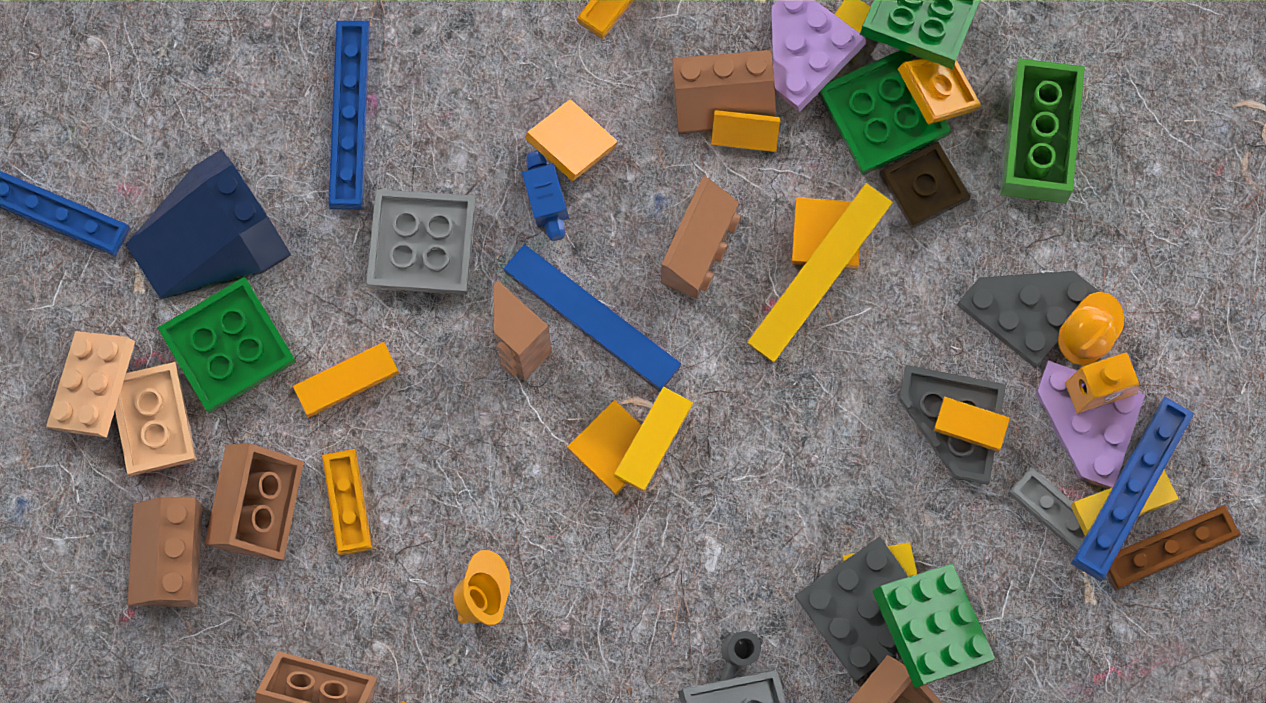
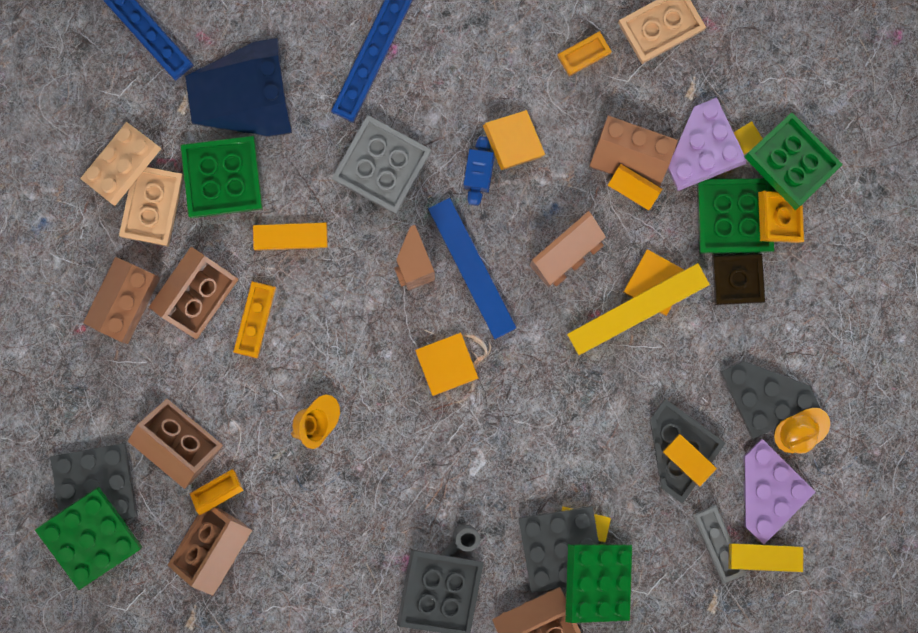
camera: 20 degrees right, 10 degrees up
(653, 439) = (474, 372): yellow tile -> none
(1042, 131) = (836, 280): bright green brick -> none
(1105, 383) = (789, 475): light orange torso -> none
(1132, 489) = (775, 552): blue tile -> none
(1172, 547) = (781, 600): dark orange tile -> none

